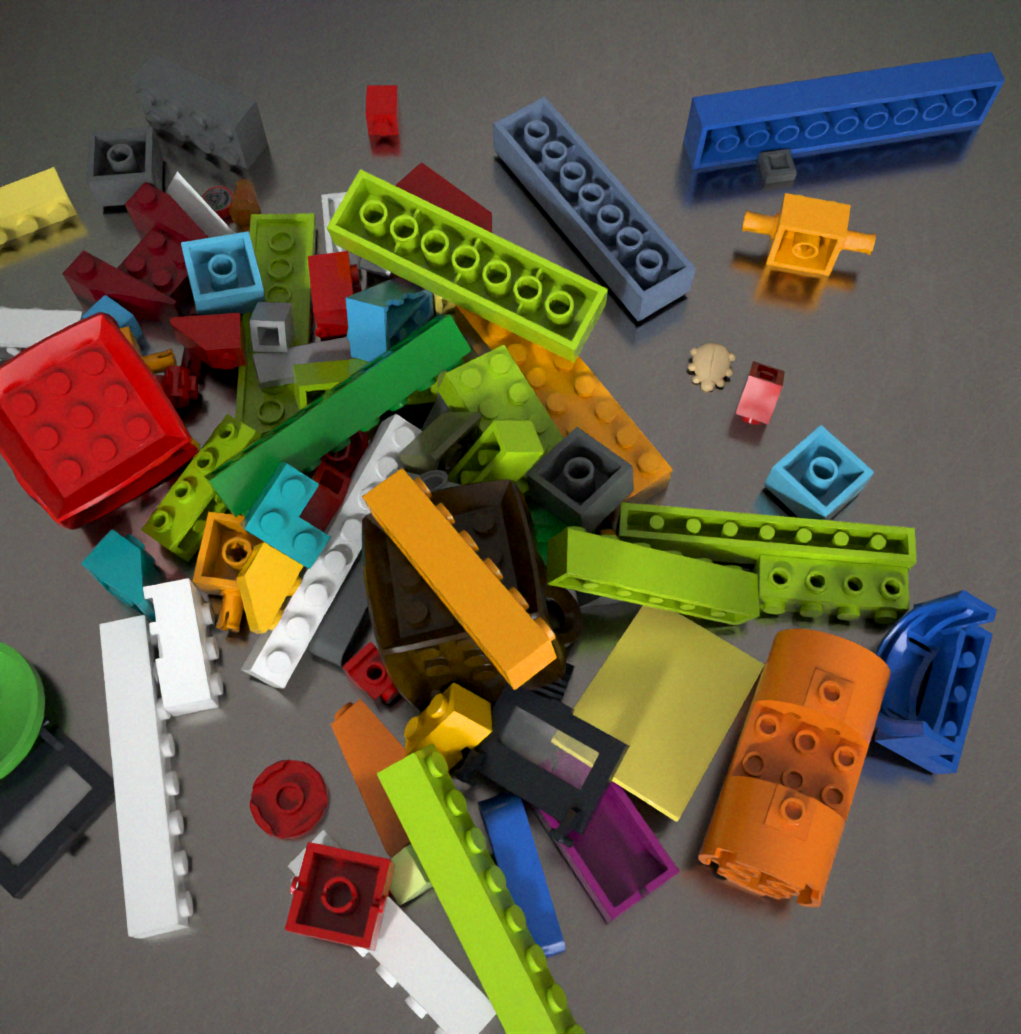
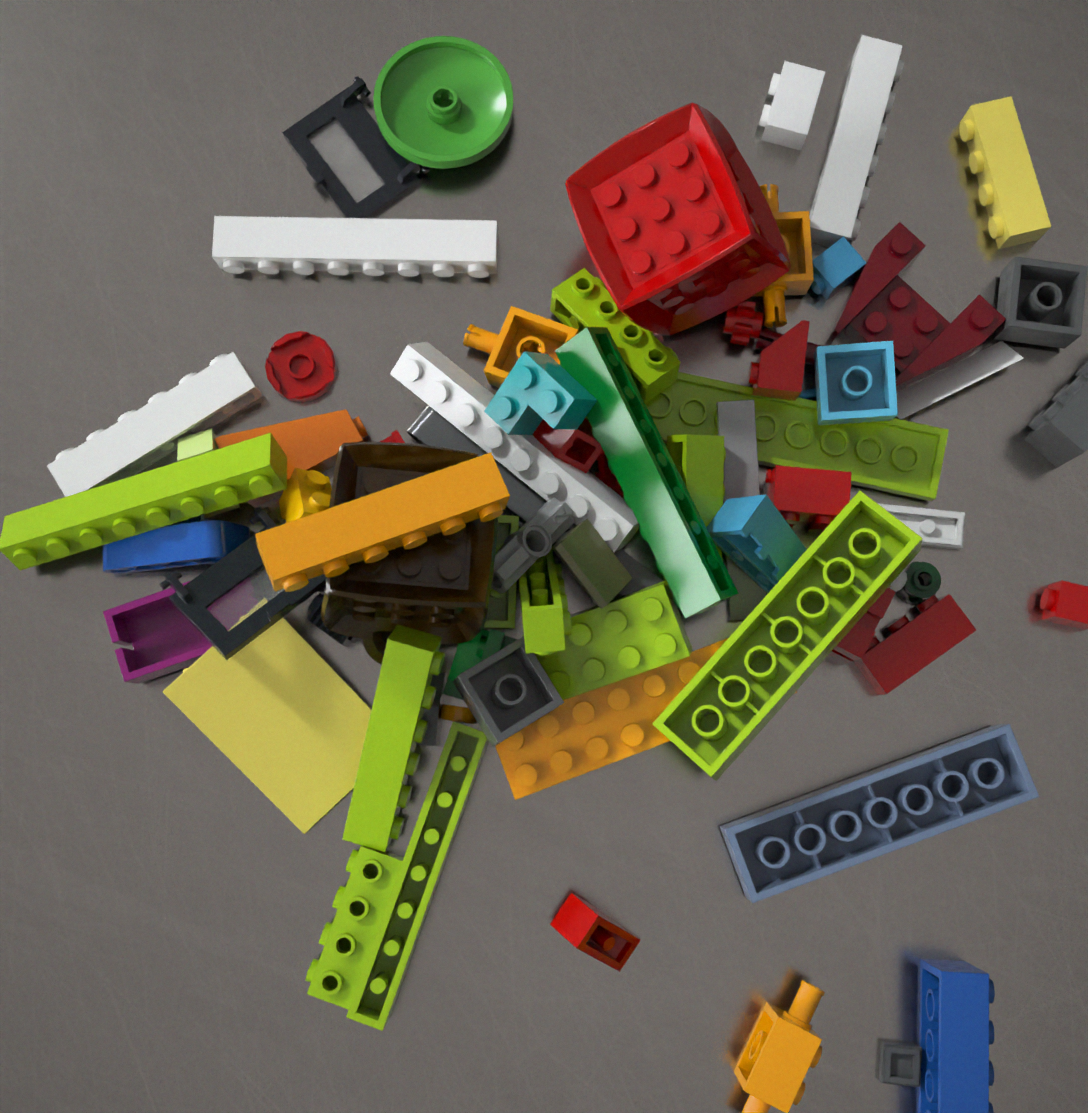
camera: 110 degrees right, 15 degrees up
(124, 570) = (535, 252): teal slope -> none
(184, 647) = (455, 294): white wedge -> none
(219, 200) = (979, 399): tile -> none
(244, 203) = (970, 426): clear orange cone -> none
(264, 585) = (477, 369): yellow slope -> none
(272, 327) = (780, 424): light grey brick -> none
(340, 896) = (183, 385): red brick -> none
(711, 365) = (645, 890): tan piece -> none
(796, 766) = (178, 816): orange cylinder -> none
(818, 476) = (472, 956): medium azure brick -> none
(958, 659) = (185, 974): blue piece -> none

